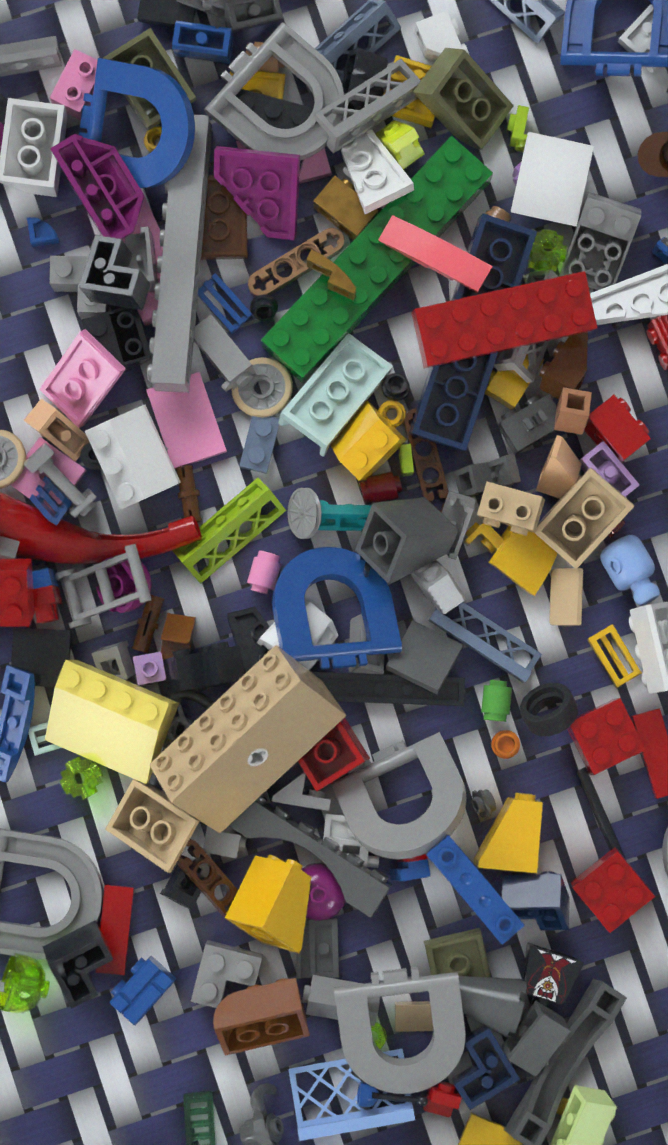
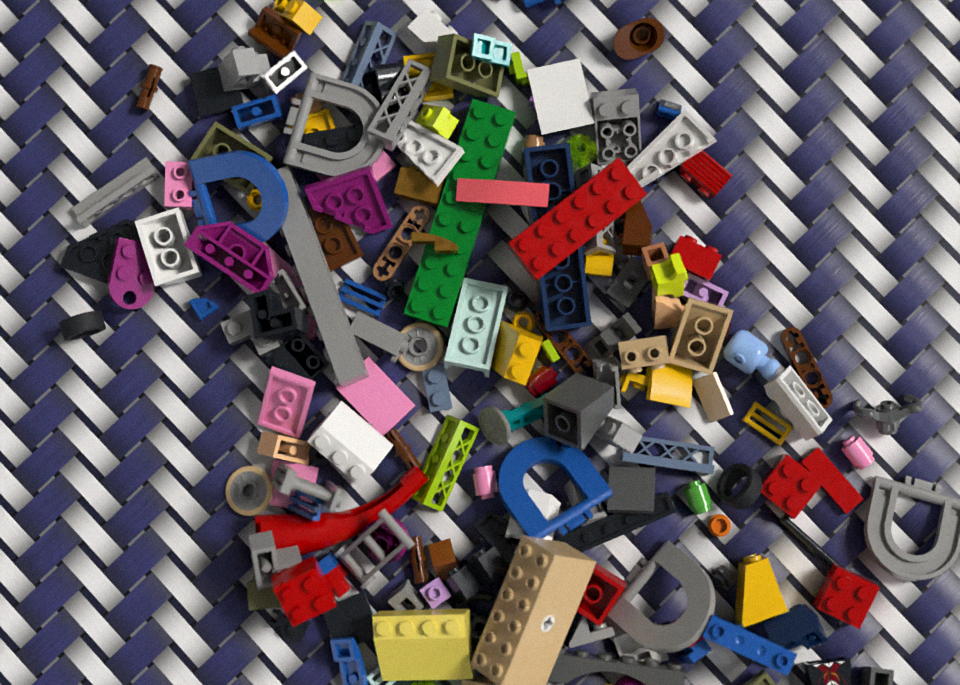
camera: 20 degrees left, 0 degrees up
(496, 90) = (490, 50): none -> slope
(579, 433) = (669, 276): none -> neon yellow brick

